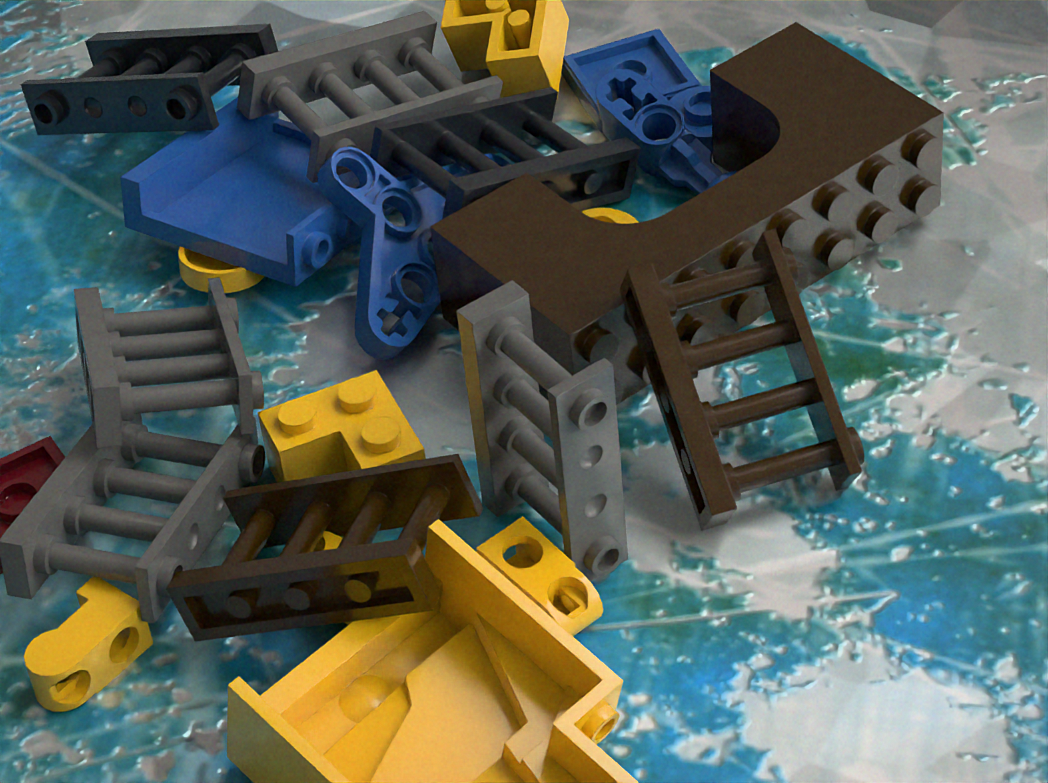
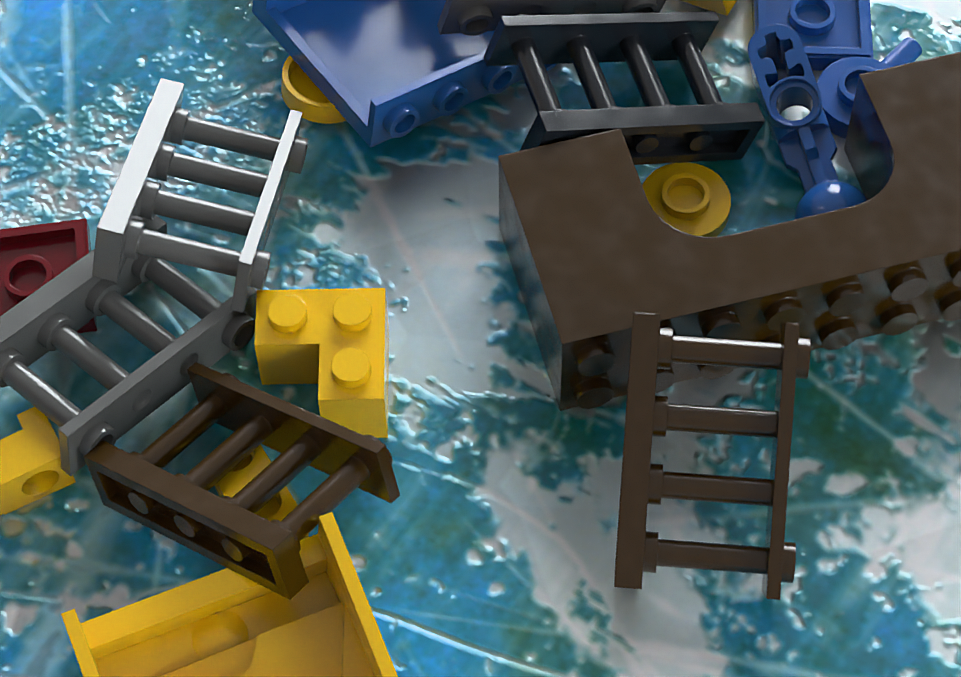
camera: 20 degrees right, 15 degrees up
(389, 250) = (473, 147): blue beam -> none
(511, 423) = (468, 444): dark grey fence -> none
(544, 575) = (425, 583): yellow leg -> none

